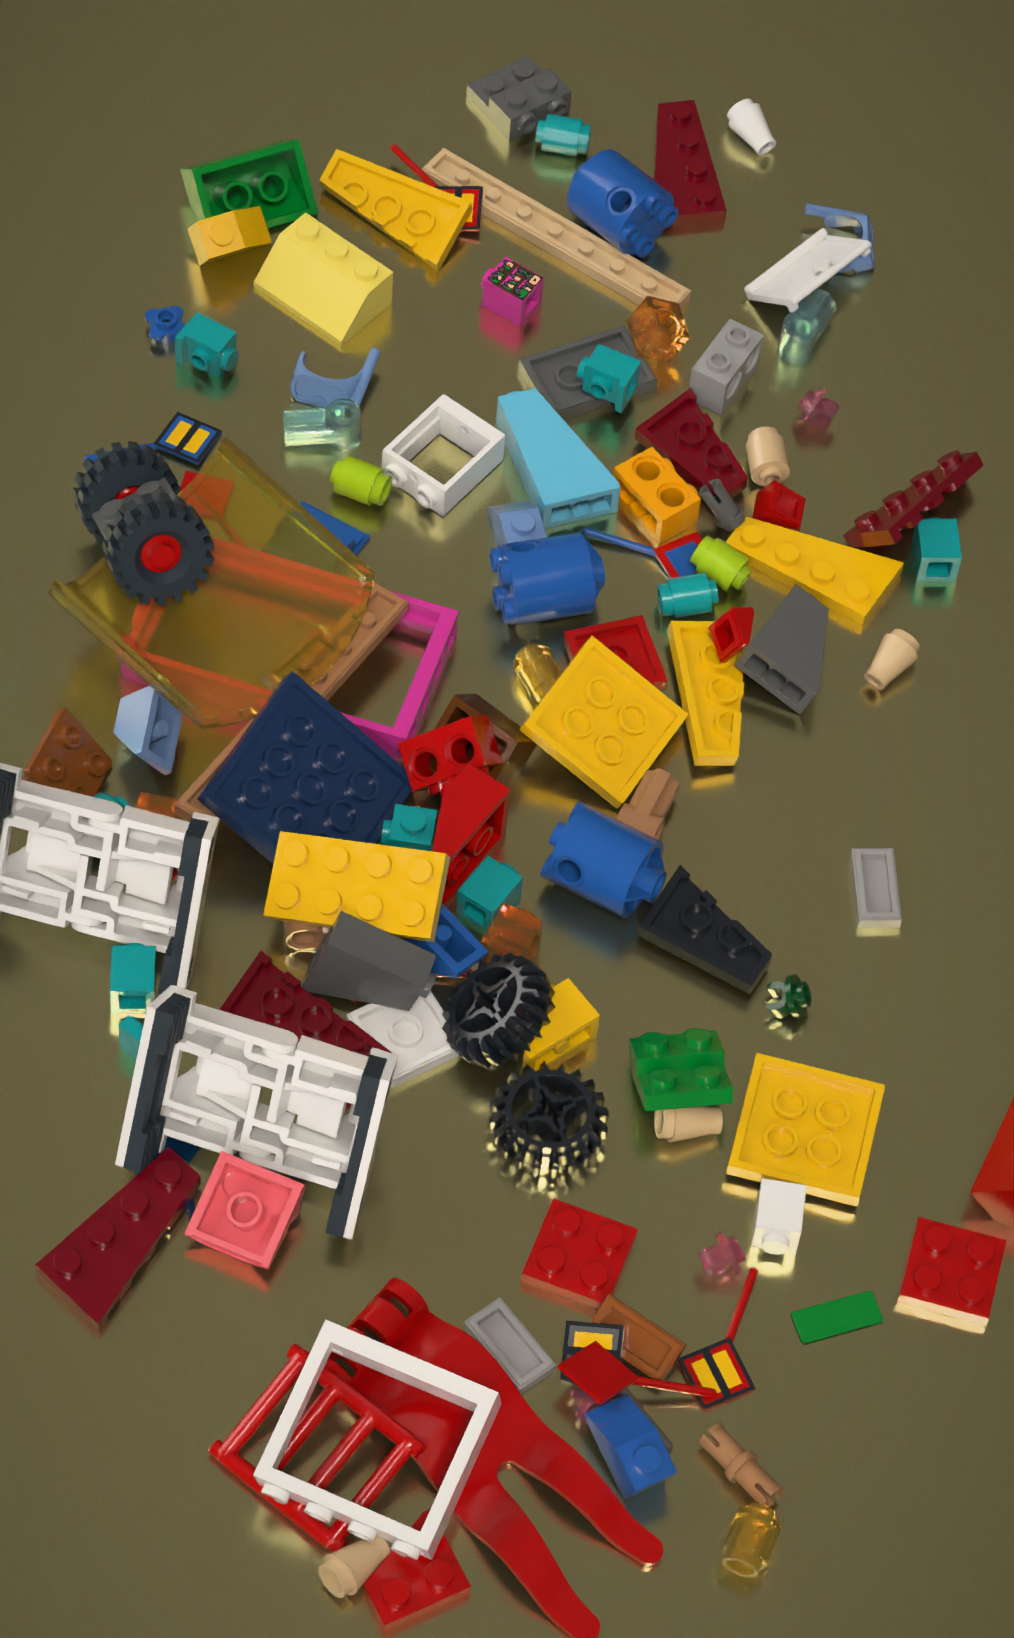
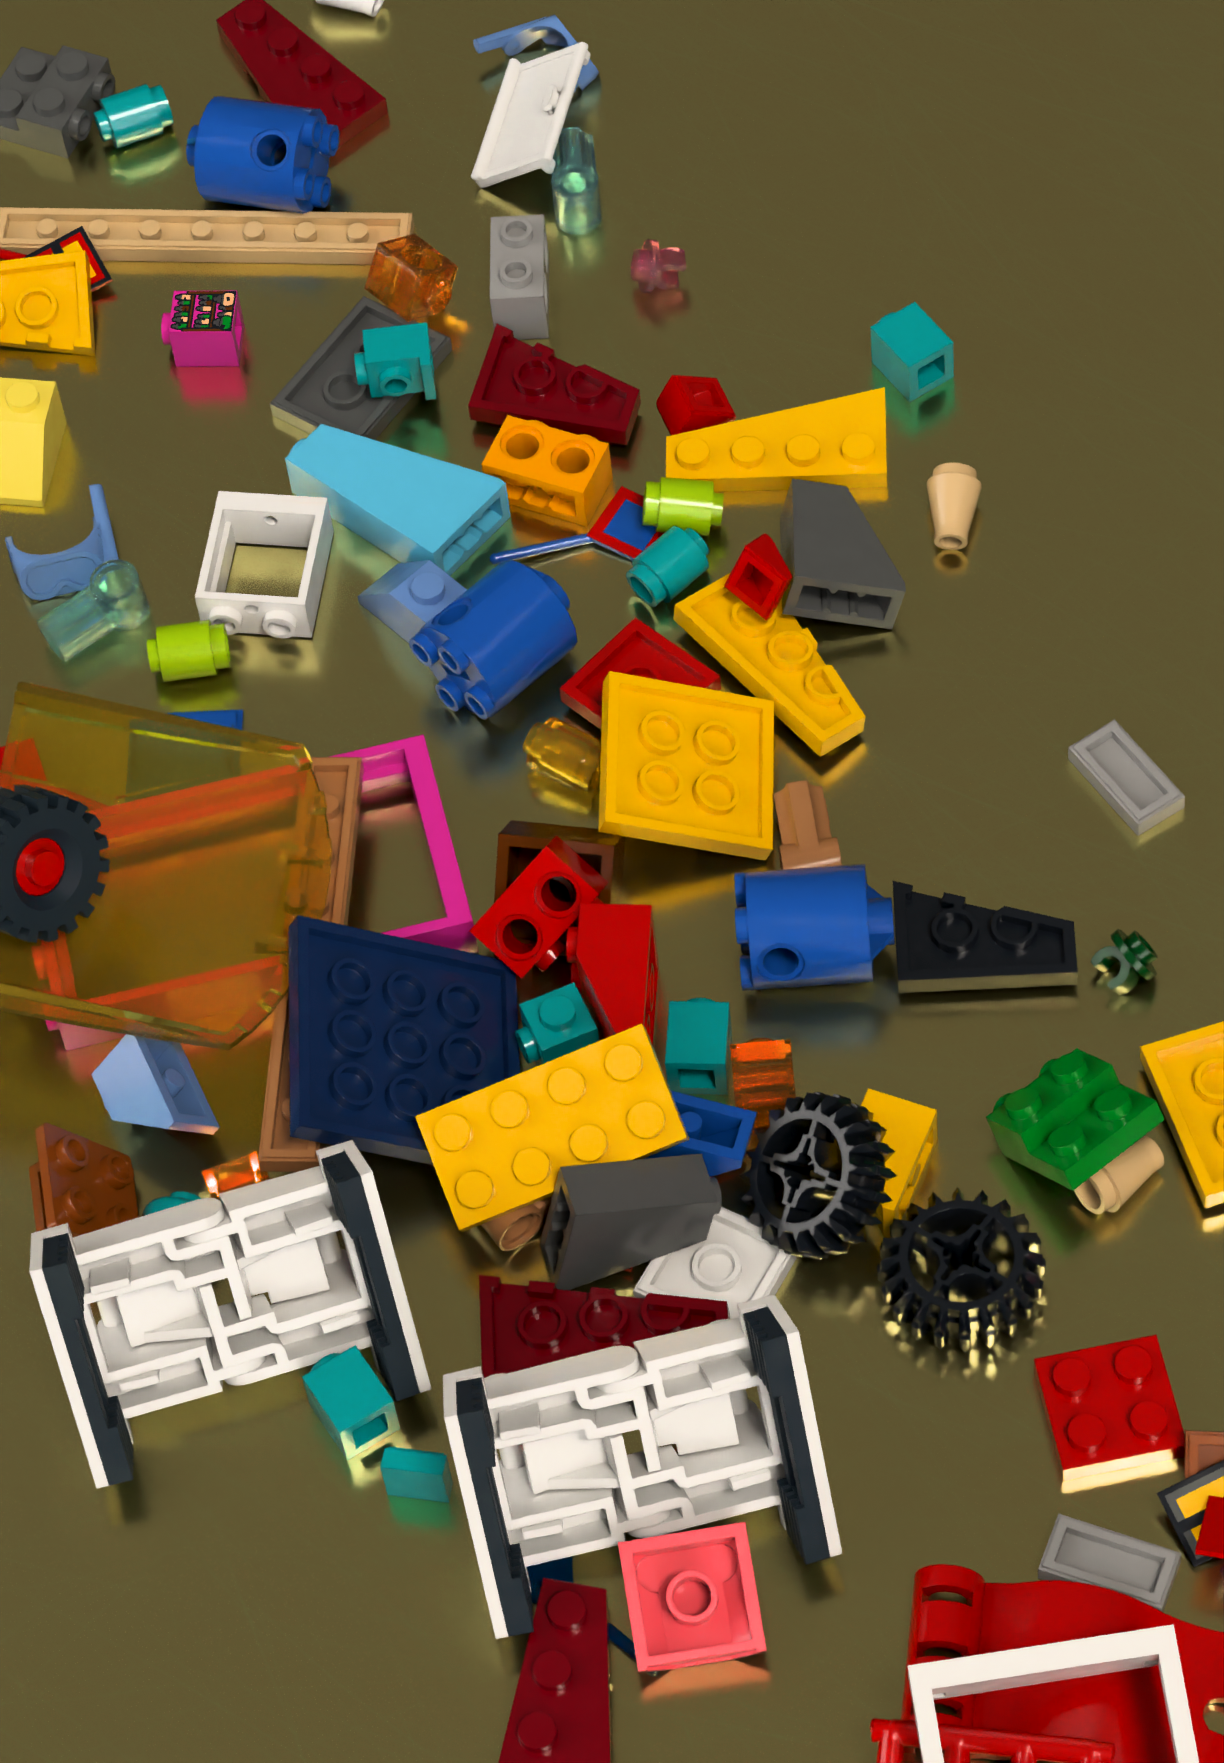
camera: 20 degrees left, 0 degrees up
(727, 512) = (645, 443): dark grey pin -> none
(767, 456) = (642, 353): tan brick -> none
(904, 507) = (846, 320): dark red wing -> none

